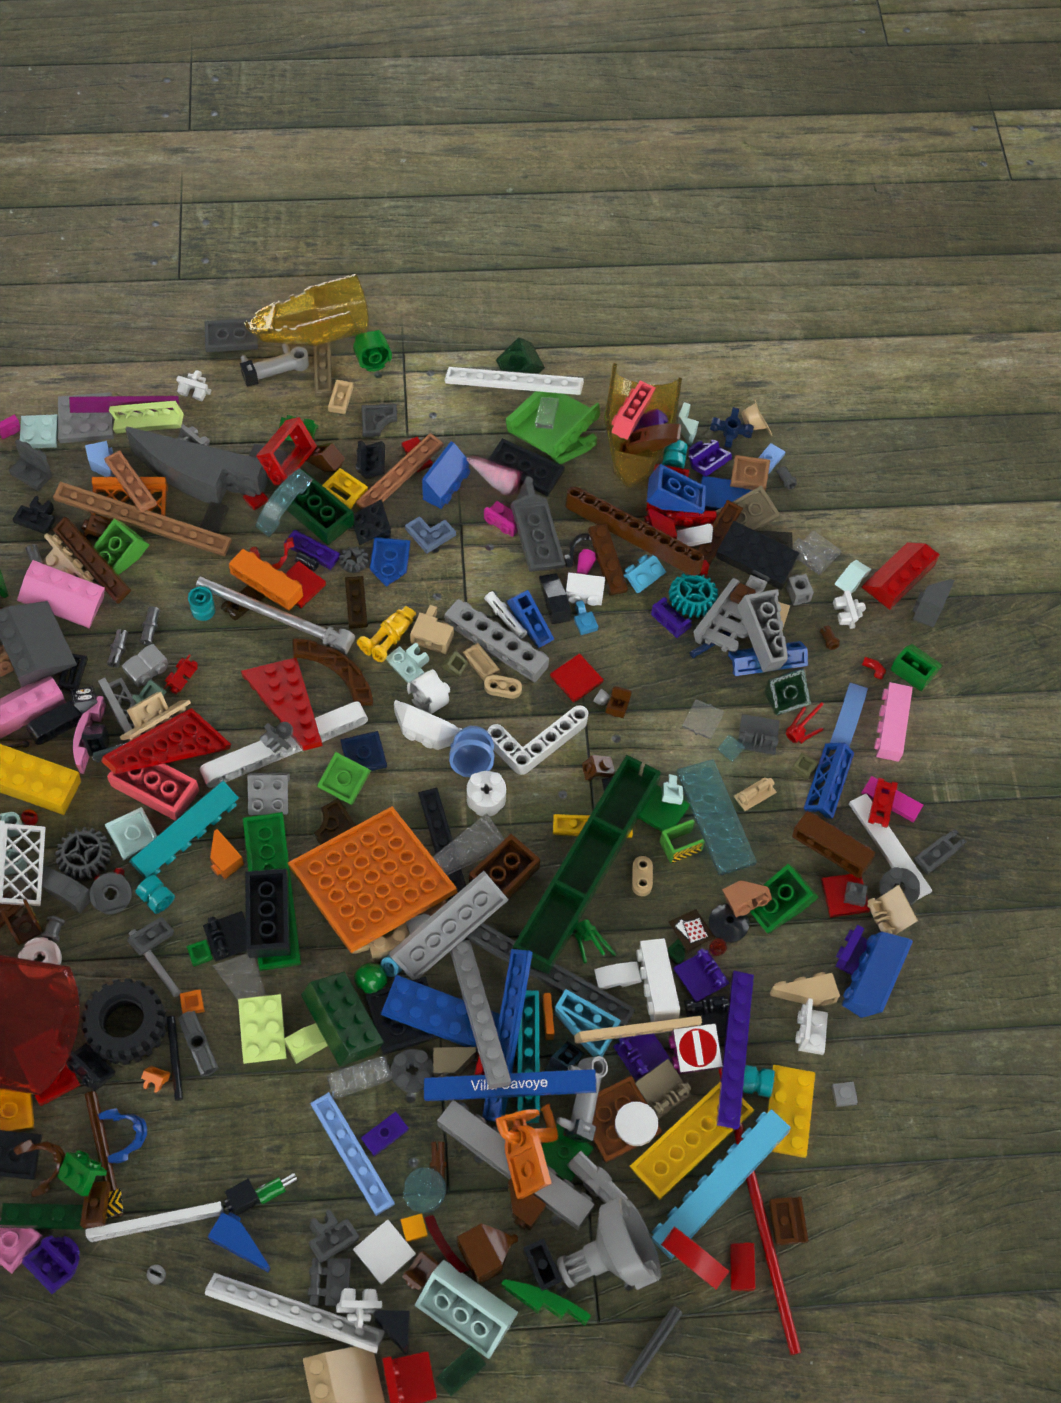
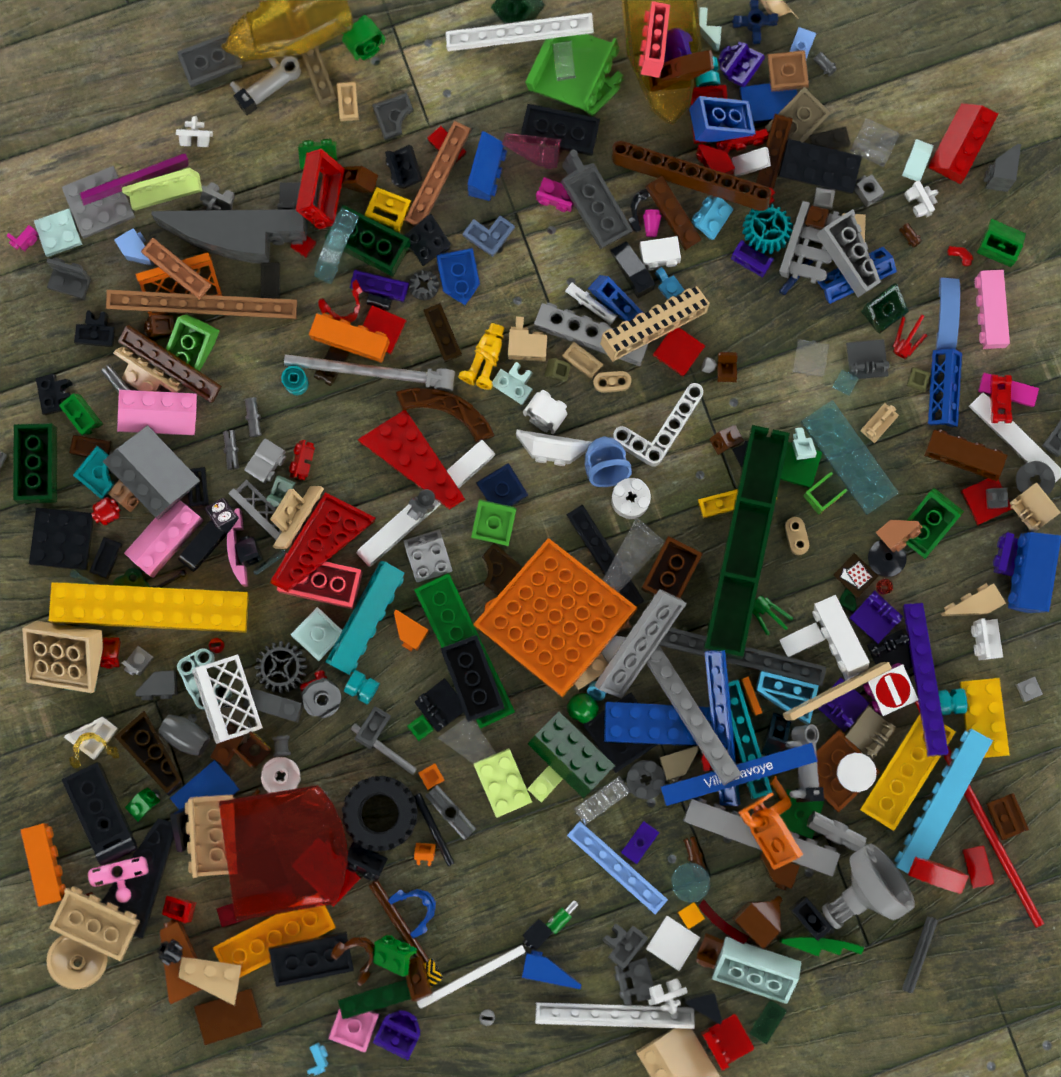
camera: 10 degrees left, 20 degrees up
(559, 643) = (654, 323): none -> tan brick

